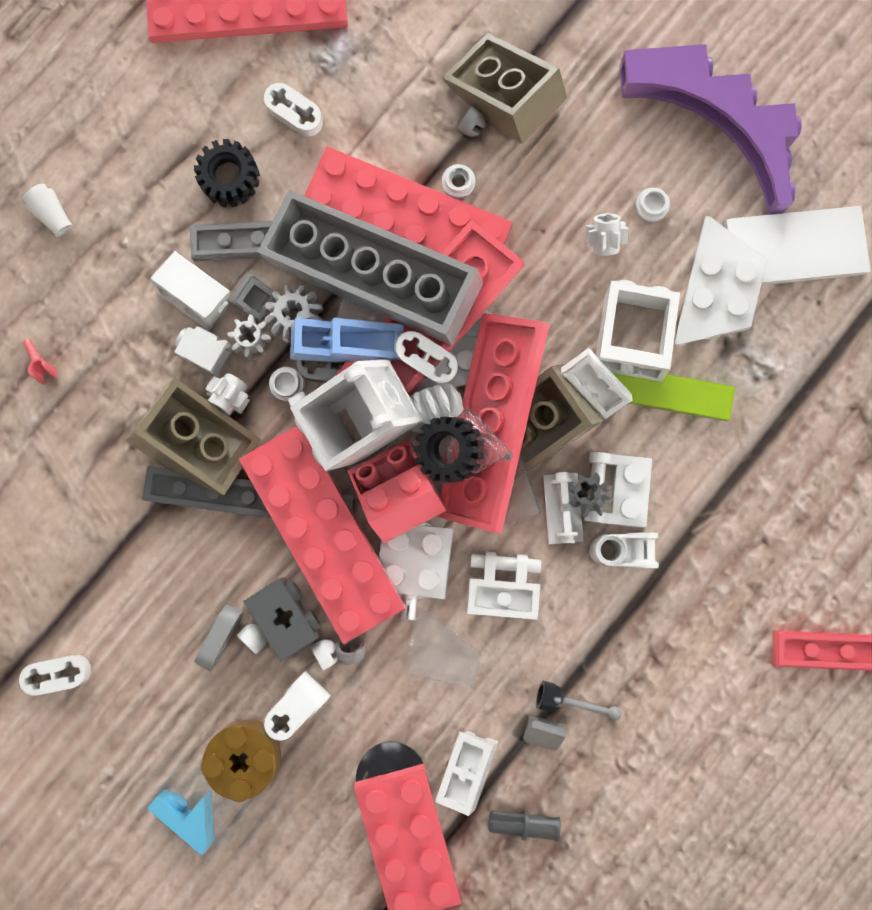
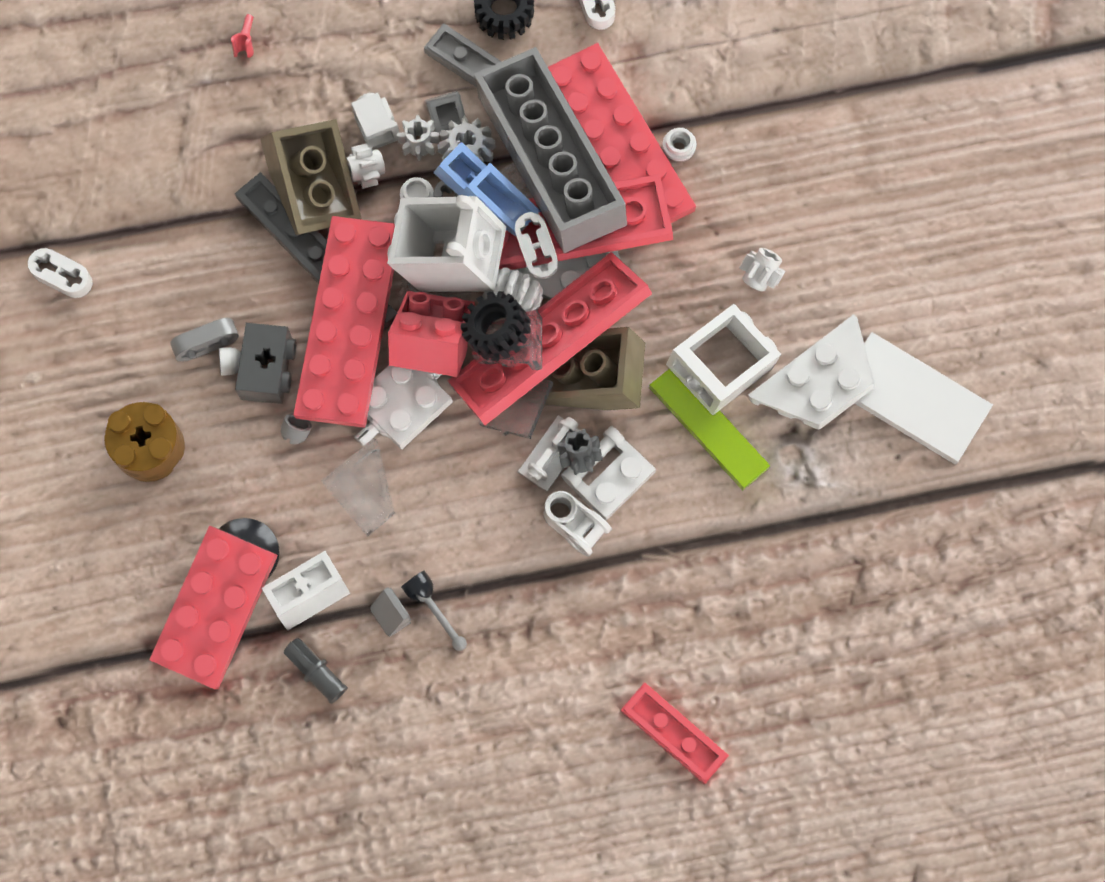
camera: 35 degrees right, 10 degrees down
(190, 290) = (402, 70): white hinge -> none
(192, 826) = (66, 461): medium azure slope -> none
(299, 703) = (221, 436): white piece -> none
(325, 653) = (272, 413): white hinge -> none
(472, 118) = (726, 107): light grey hinge -> none
(504, 597) = (447, 483): white plate -> none
(507, 86) = (776, 102): dark tan slope -> none
(596, 383) = (656, 372): white plate -> none
(652, 204) = (820, 277): white plate -> none
(729, 101) = (927, 201): medium lavender arch -> none

